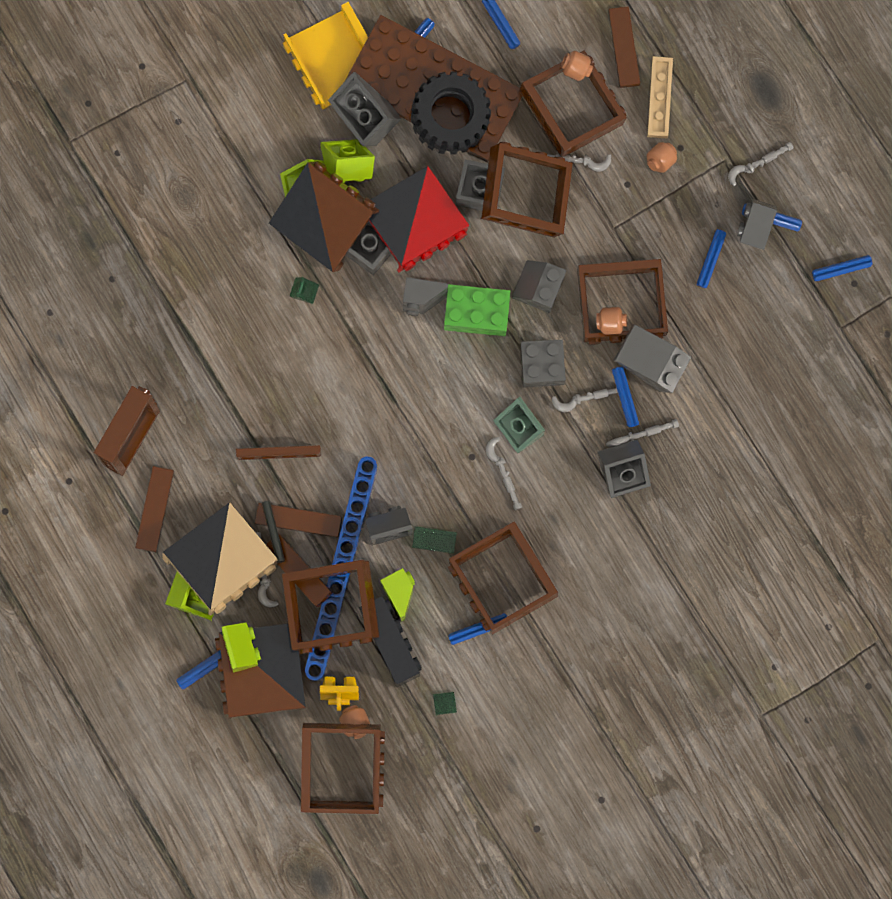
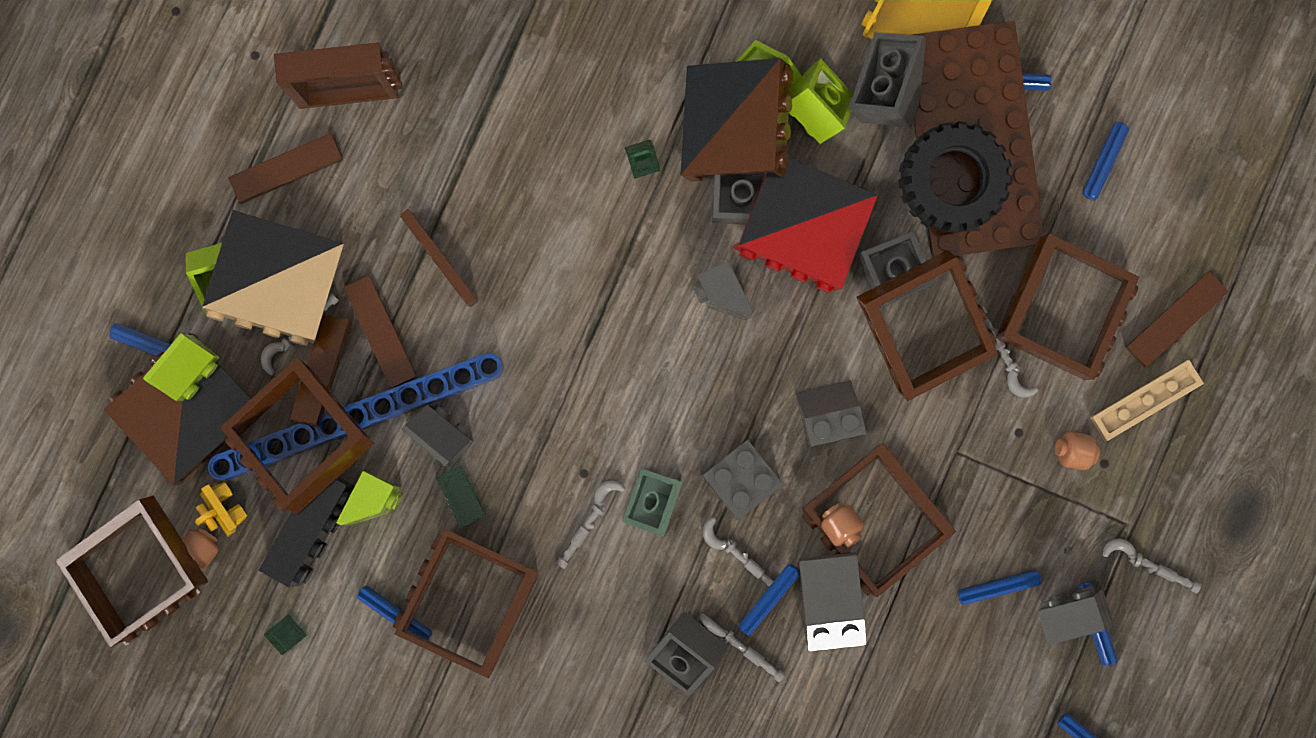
camera: 60 degrees right, 5 degrees up
(273, 531) = (345, 314): pearl dark grey bar -> none
(477, 310) = (751, 364): bright green brick -> none
(576, 65) = (1113, 281): nougat head -> none

